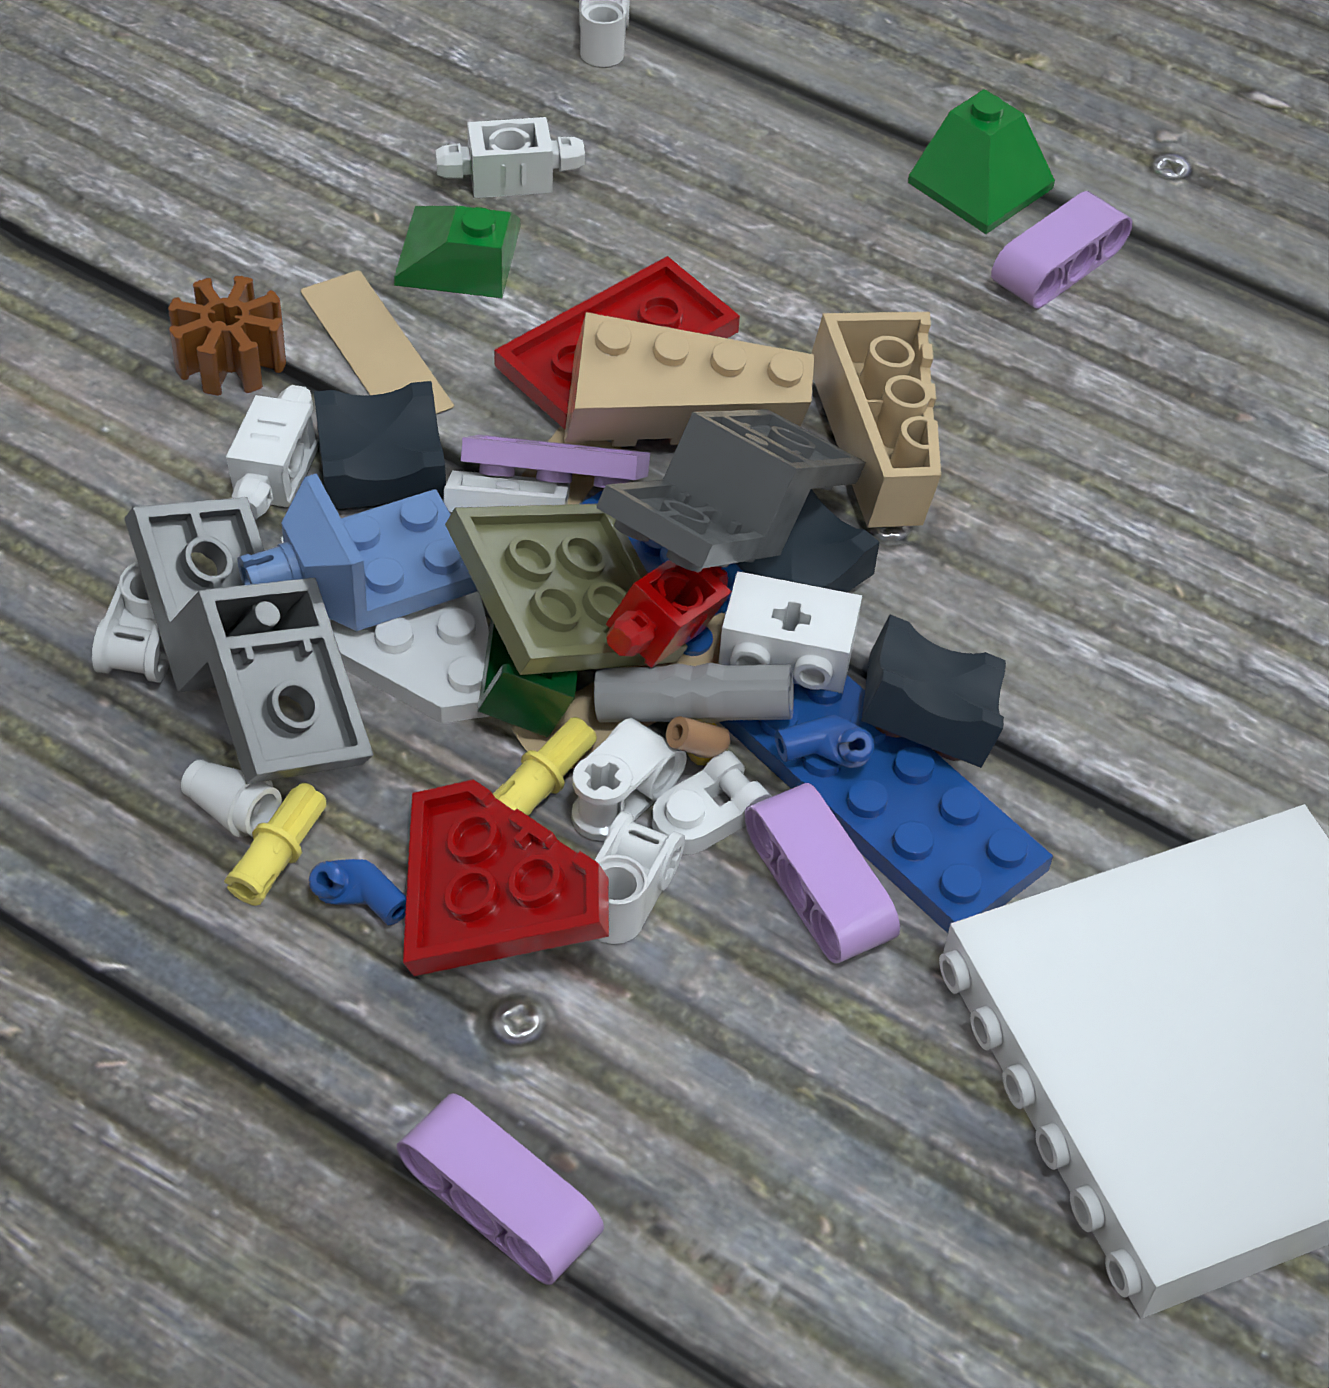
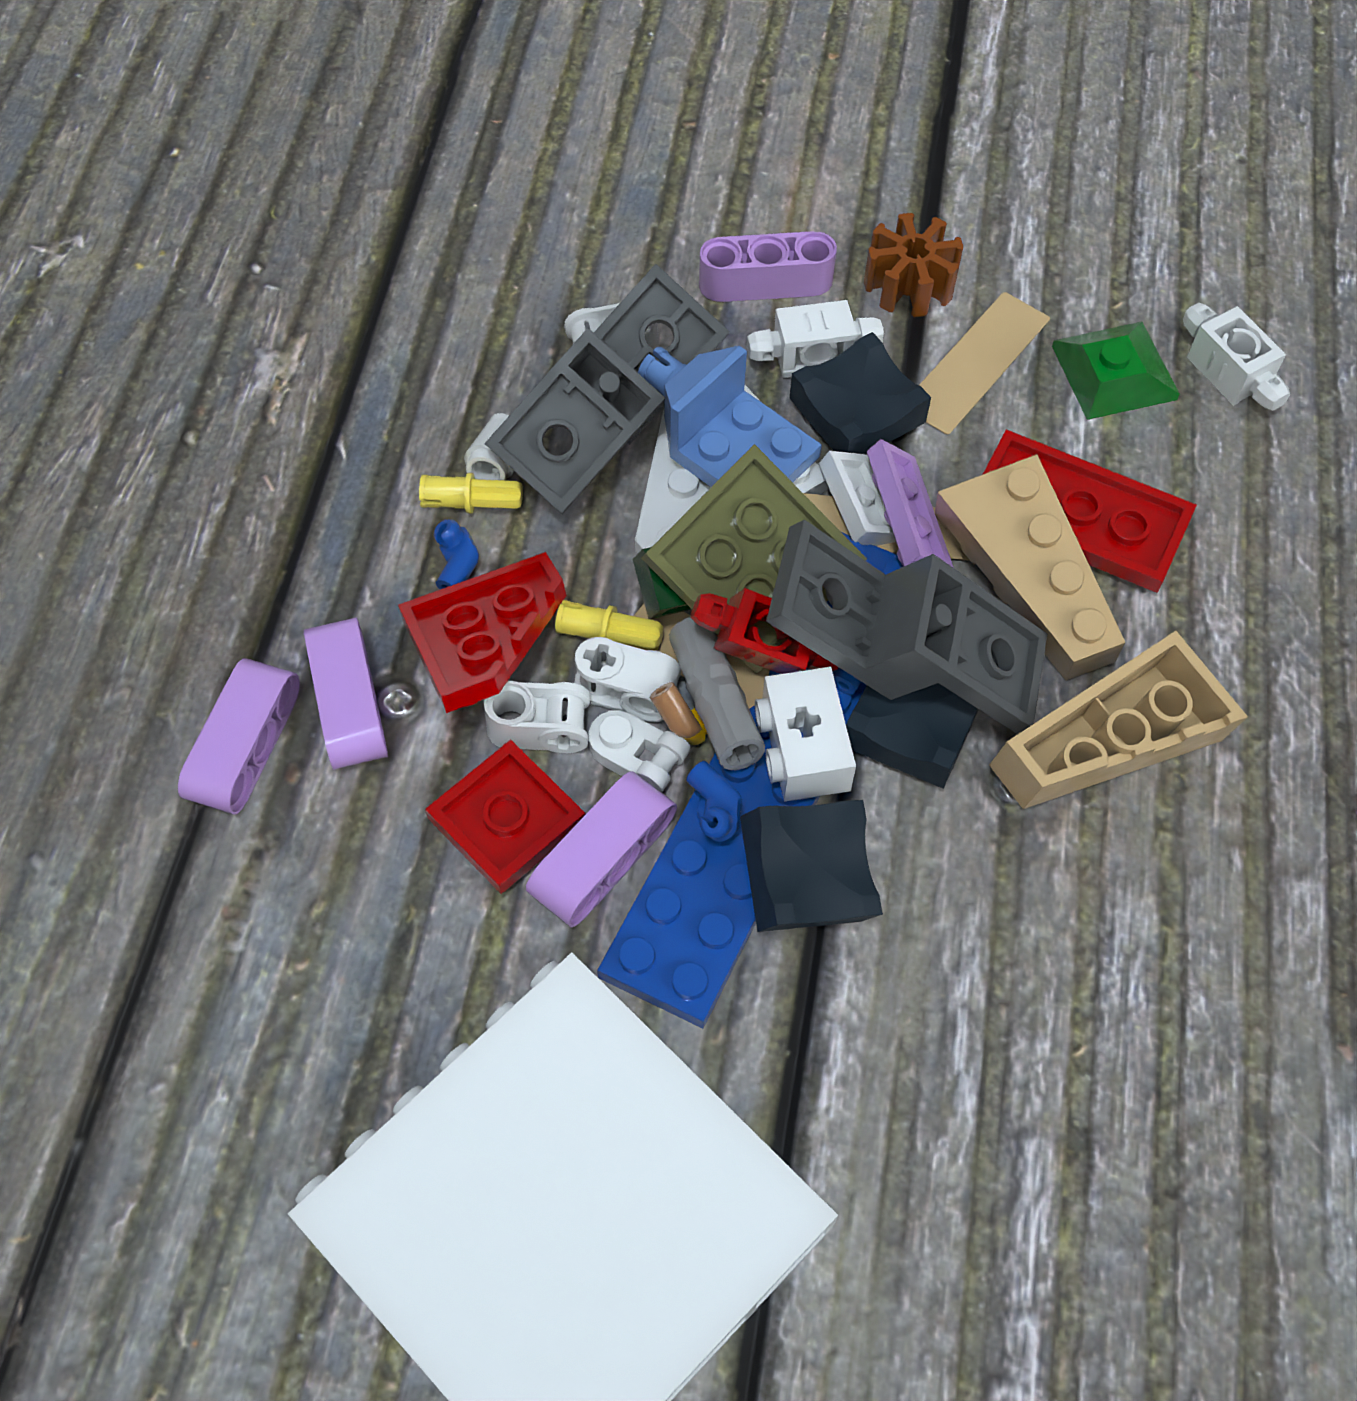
camera: 70 degrees right, 10 degrees up
(140, 451) = (767, 266): none -> lavender beam
(496, 1055) = (345, 693): none -> lavender beam
(738, 949) = (505, 816): none -> red plate

